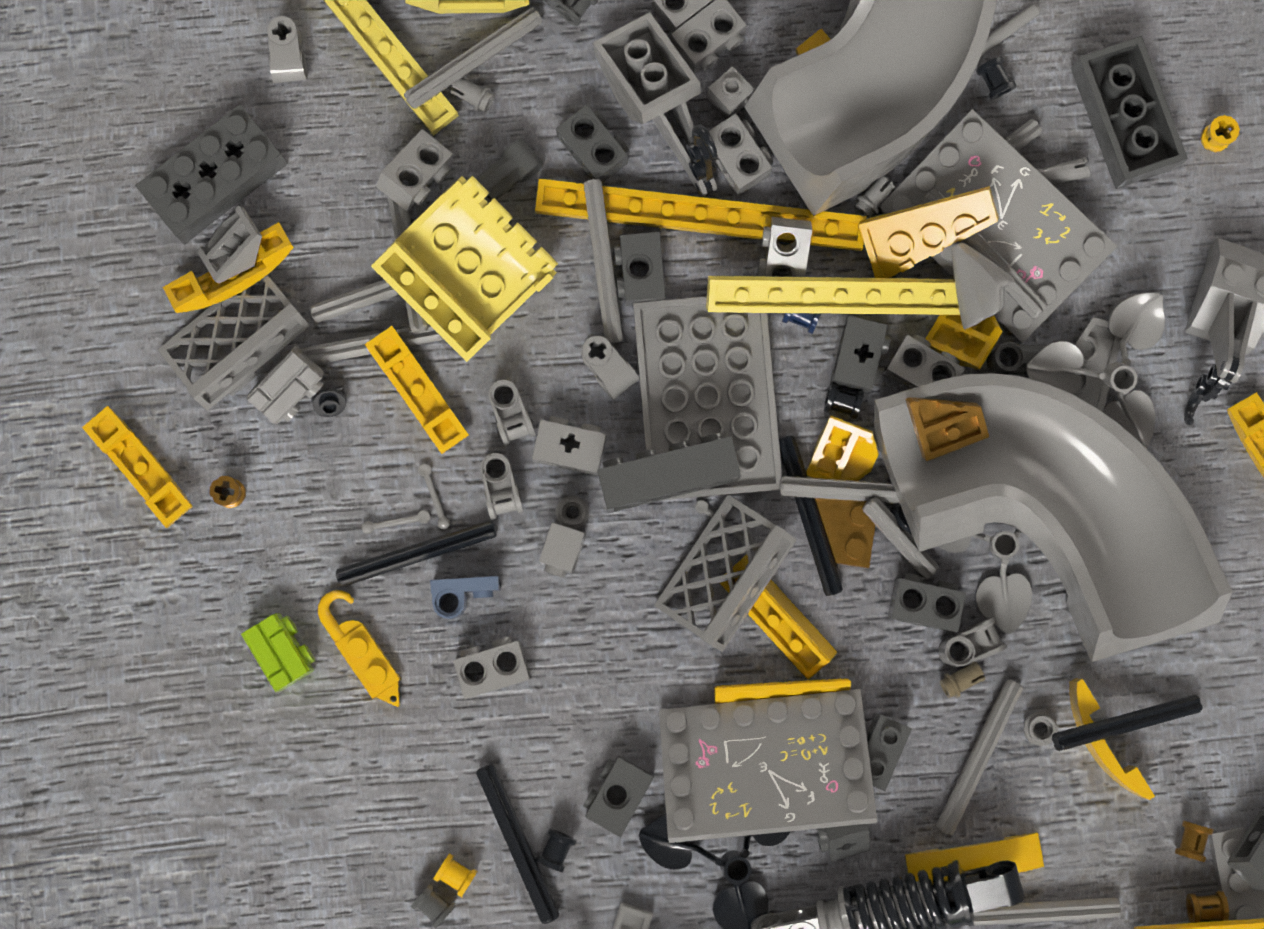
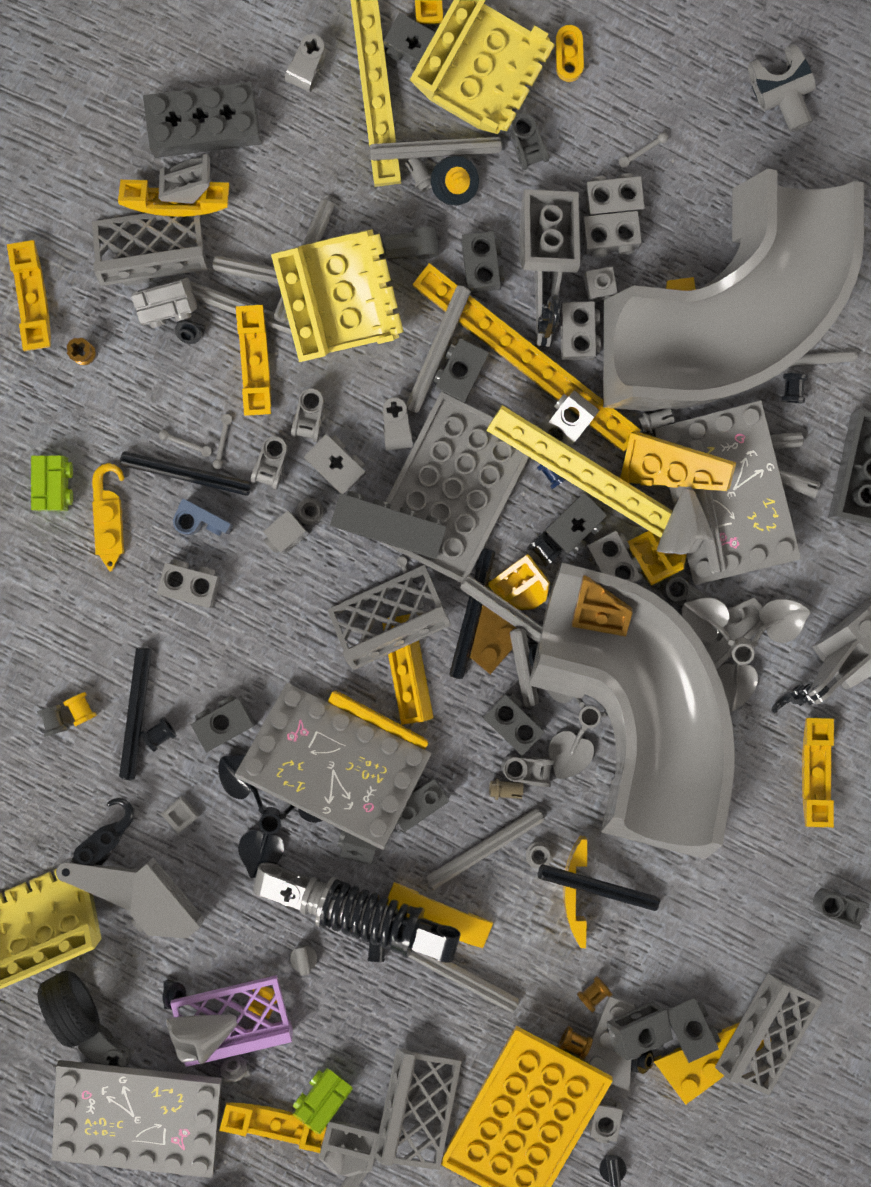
camera: 30 degrees right, 5 degrees up
(410, 167) = (343, 199): light grey brick -> none
(513, 78) = (455, 180): none -> black wheel

